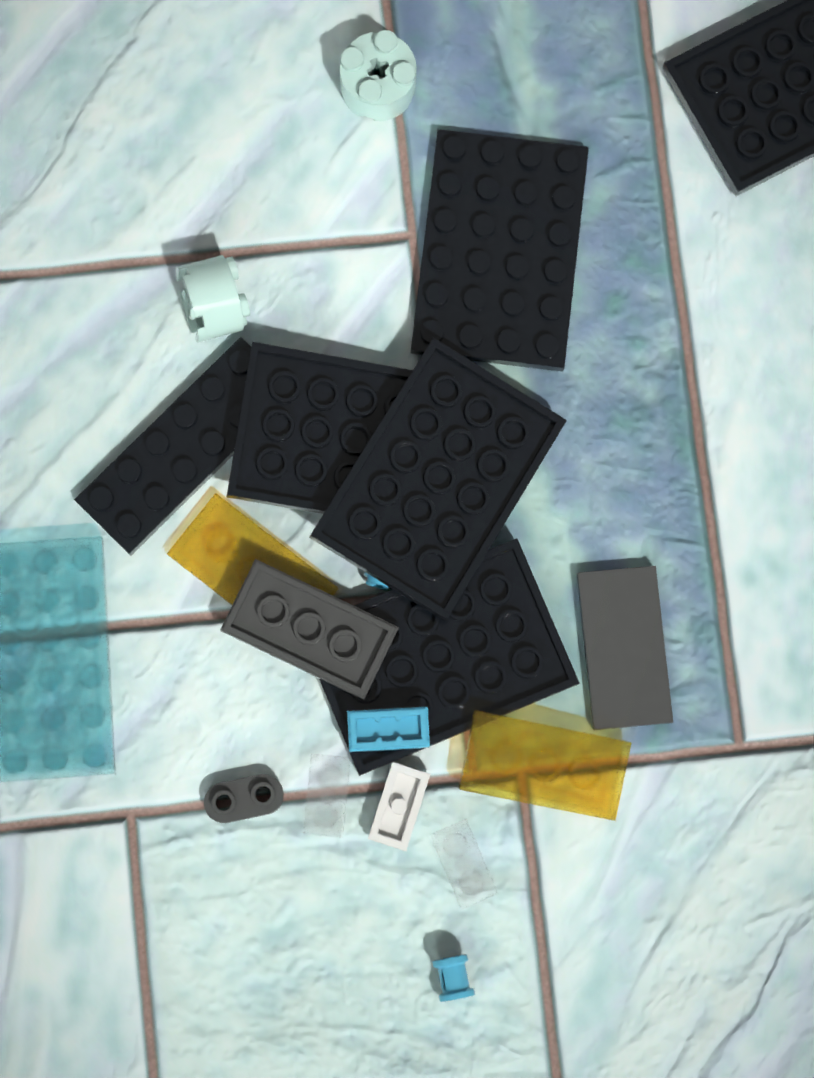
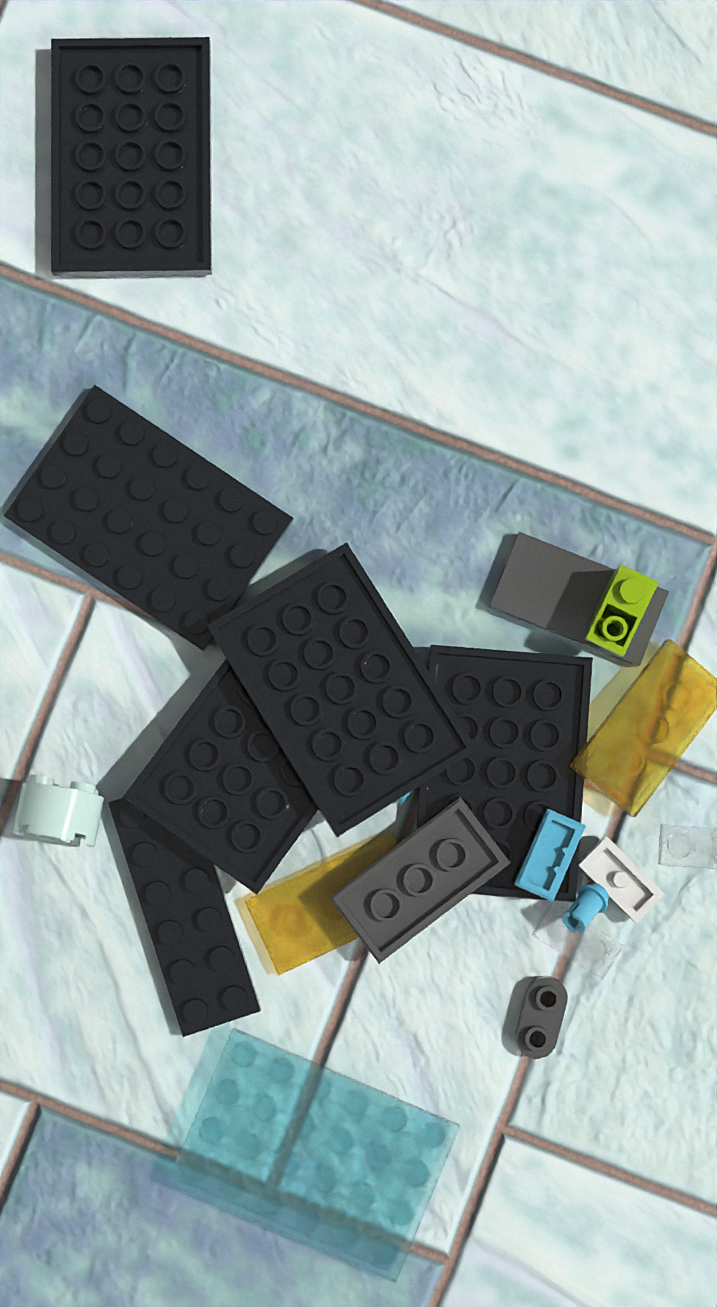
camera: 60 degrees left, 5 degrees up
(366, 788) = (590, 901): none -> medium azure pin
(632, 682) = (620, 609): none -> lime slope

